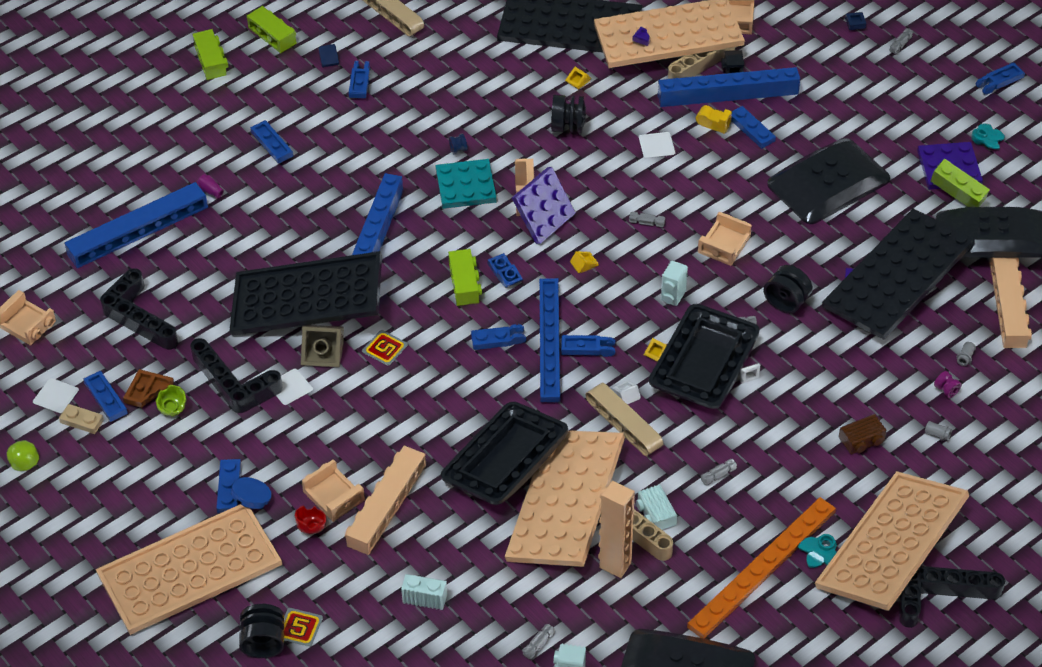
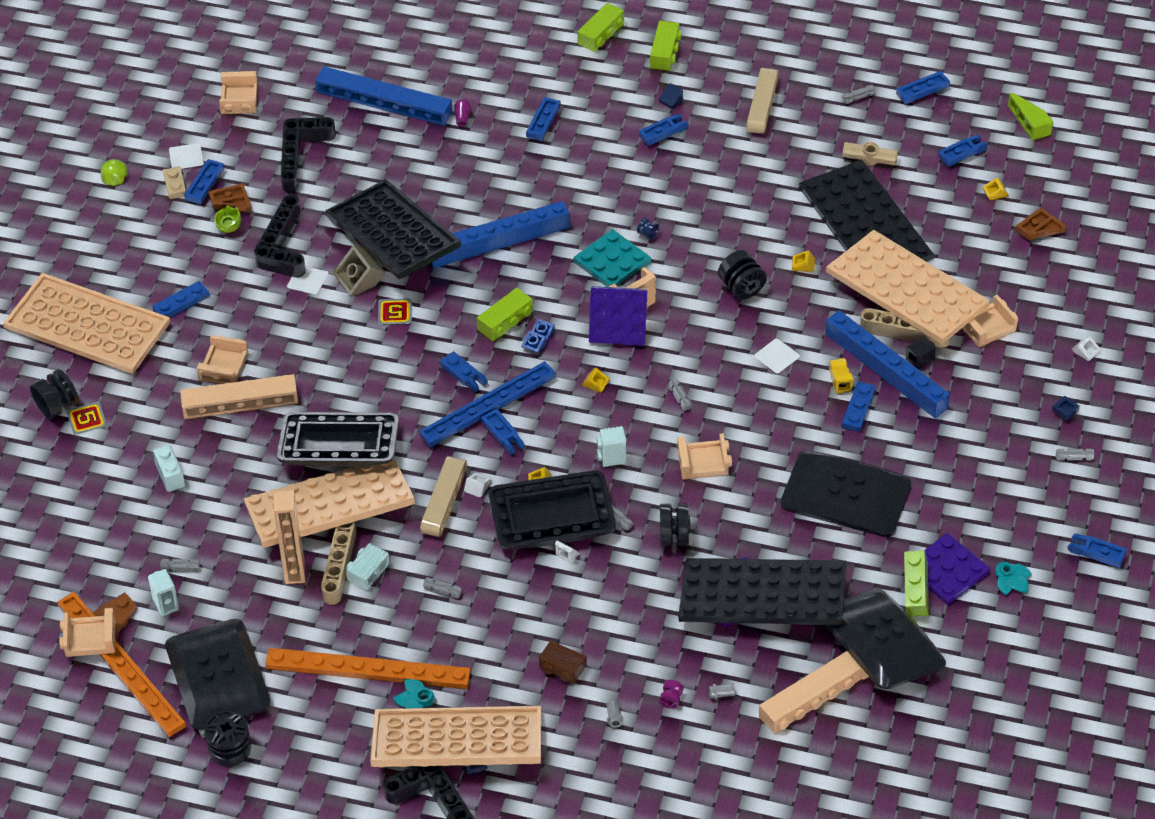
camera: 55 degrees right, 0 degrees up
(251, 492) = (179, 315): blue tile -> none
(310, 520) = (182, 362): red hair -> none
(641, 36) = (875, 269): dark purple tile -> none

